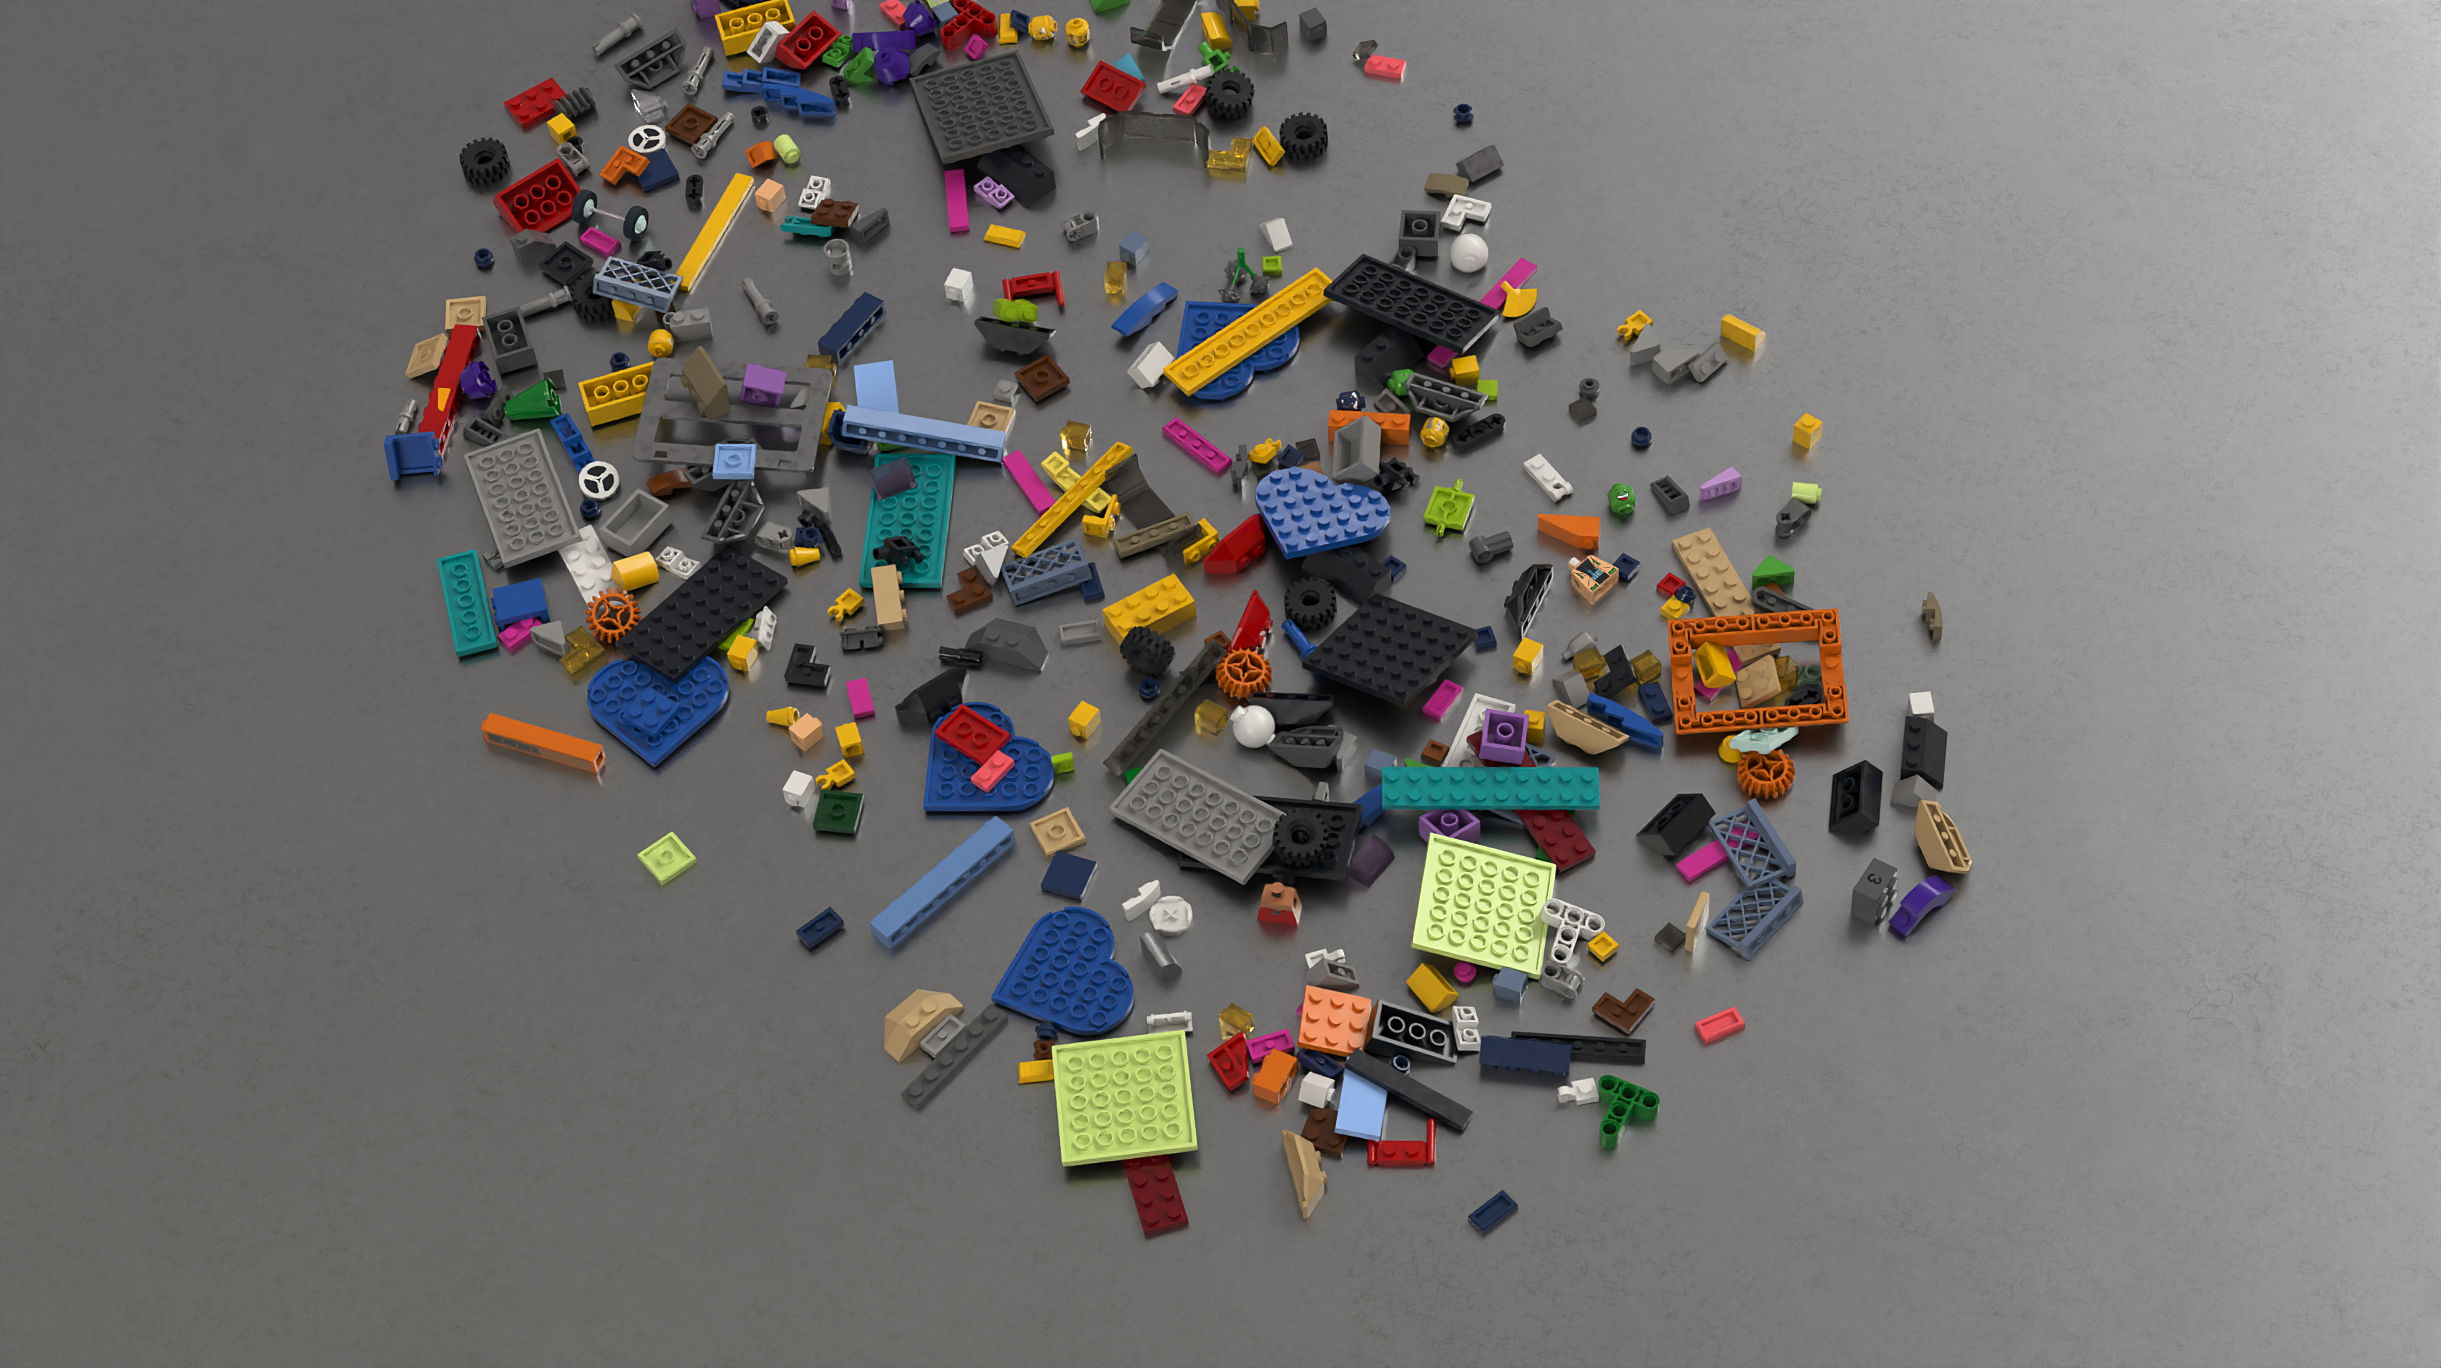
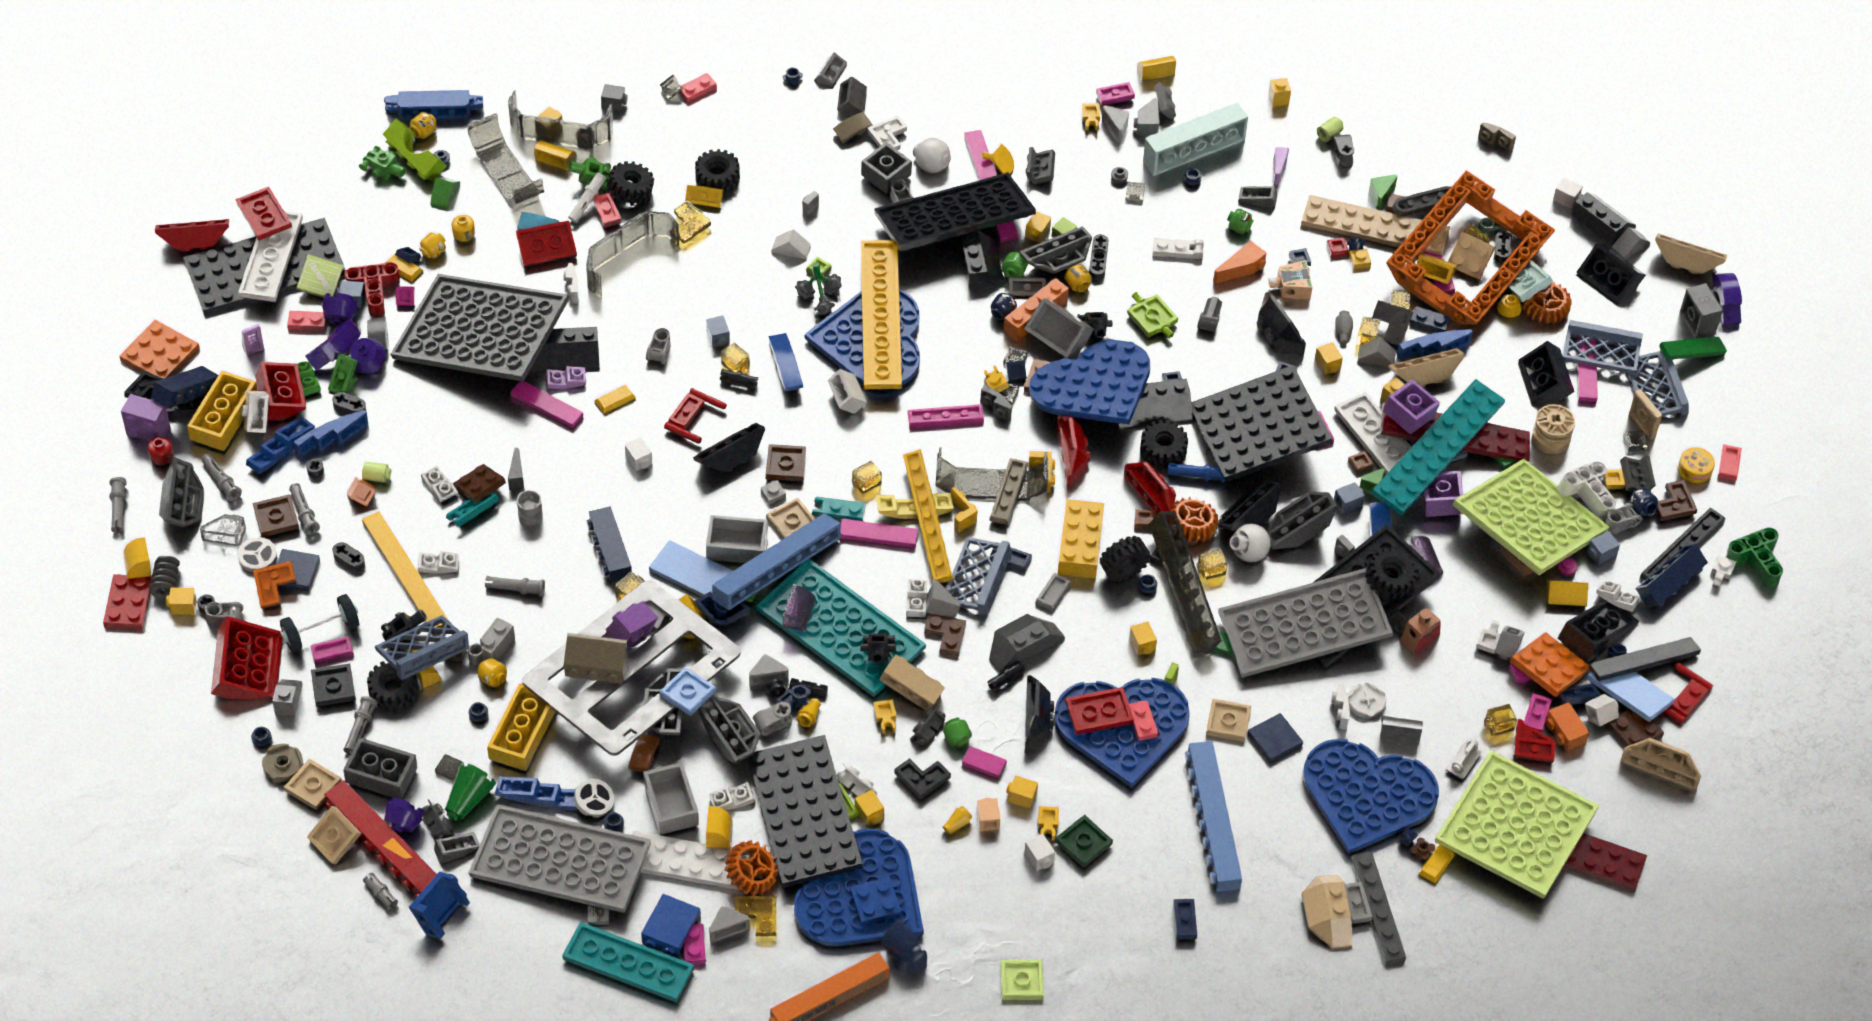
camera: 60 degrees left, 0 degrees up
(476, 277) = (282, 752): none -> dark tan plate
(484, 151) = (151, 661): black tyre -> none
(574, 79) = (136, 559): none -> yellow brick
(618, 759) = (902, 945): none -> dark blue brick
(686, 20) = (160, 450): none -> red head
(738, 243) = (443, 563): none -> white slope
(770, 195) = (413, 511): light nougat brick -> none
(869, 660) = (957, 732): none -> bright green head
(927, 395) = (736, 538): none -> light grey piece
(1015, 310) = (708, 434): lime brick -> none
(1030, 443) = (840, 508): none -> teal hinge
(1099, 293) = (739, 378): none -> black pin
(1332, 213) = (810, 203): none -> light grey plate
(1493, 1212) = (1780, 680): dark blue tile -> none
(1498, 132) = (831, 69): none -> light grey slope
(1594, 982) = (1644, 502): none -> dark blue head
(1608, 864) = (1553, 429): none -> tan wheel
(1623, 960) = (1637, 473): none -> dark grey bracket
(1678, 407) = (1195, 139): none -> light aqua brick
(1679, 324) = (1115, 93): none -> dark pink plate
(1685, 999) = (1696, 465): none -> yellow head
(1822, 912) = (1692, 348): none -> green tile

